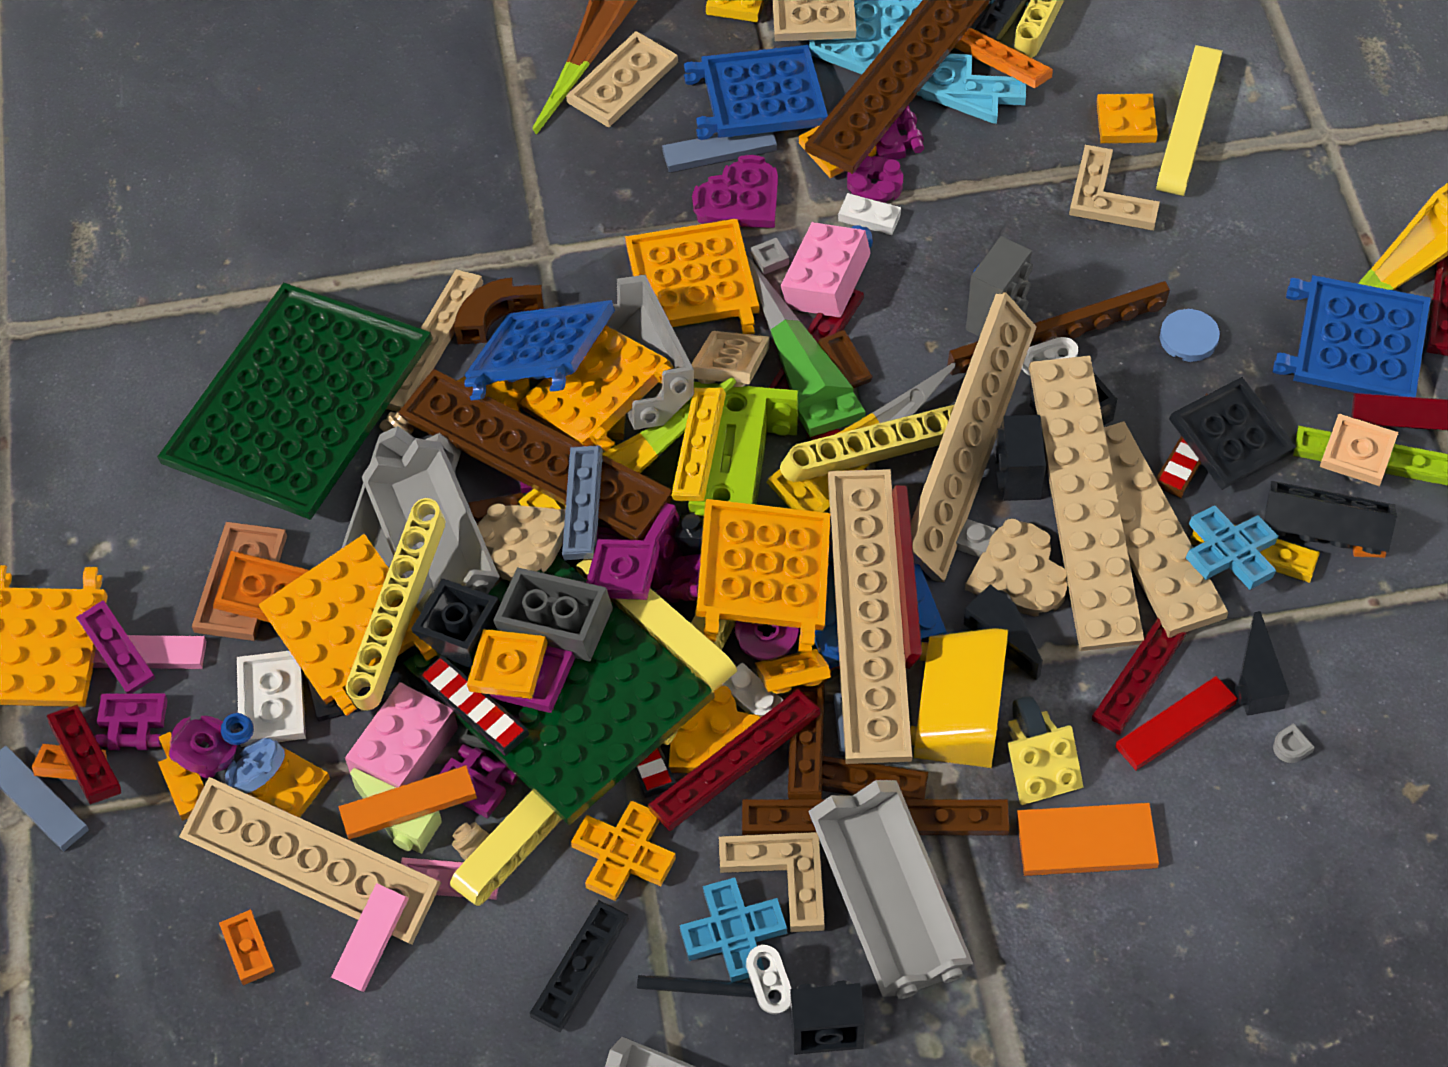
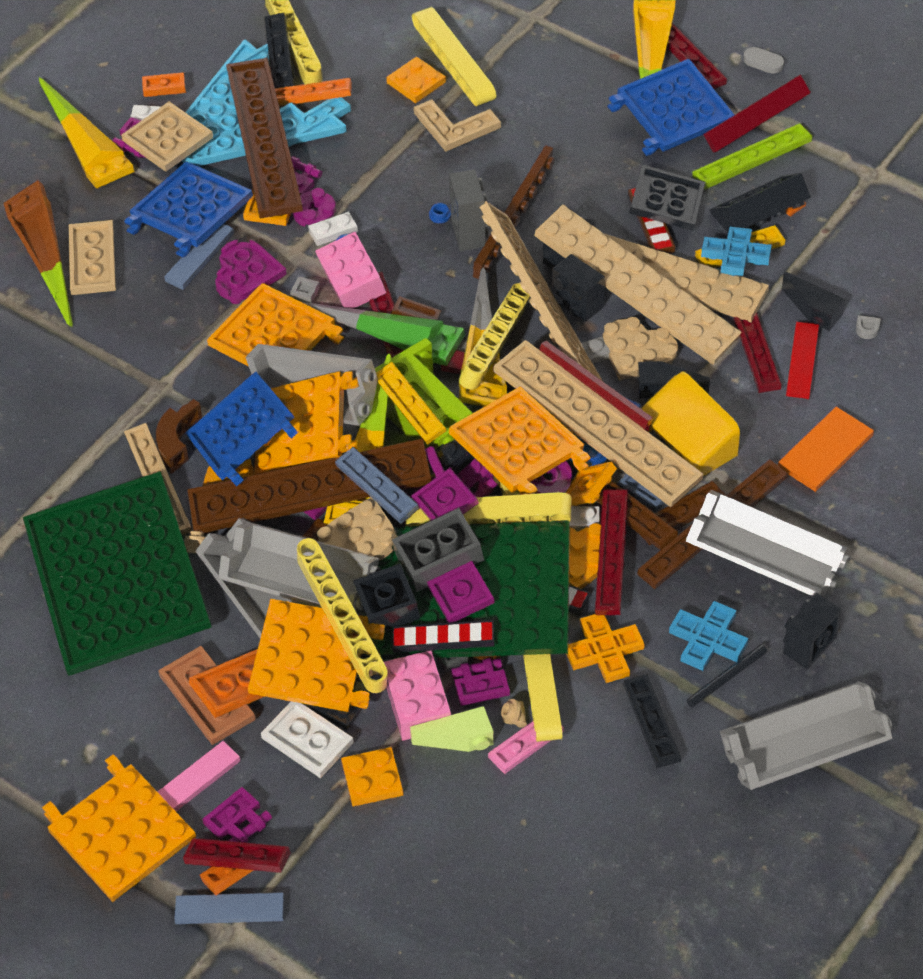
camera: 45 degrees left, 5 degrees down
(115, 647) = (182, 786): magenta plate -> none
(182, 783) = (307, 822): light orange plate -> none
(195, 758) = (302, 792): magenta plate -> none
(233, 722) = (314, 759): blue plate -> none
(246, 947) = (460, 869): orange plate -> none
(256, 766) = (348, 776): medium blue tile -> none
(304, 856) = (440, 795): tan plate -> none
(370, 937) = (525, 802): bright pink tile -> none
(407, 802) = (466, 716): orange tile -> none
(507, 663) = (445, 593): light orange plate -> none
(730, 356) = (364, 346): tan plate -> none
(768, 980) = (760, 638): white plate -> none
(791, 852) = (698, 573): tan plate -> none
(1041, 754) = (760, 419): light yellow plate -> none
(1050, 350) = (526, 227): white plate -> none
(1189, 335) = (583, 167): medium blue tile -> none
(1359, 449) = (739, 159): light nougat plate -> none

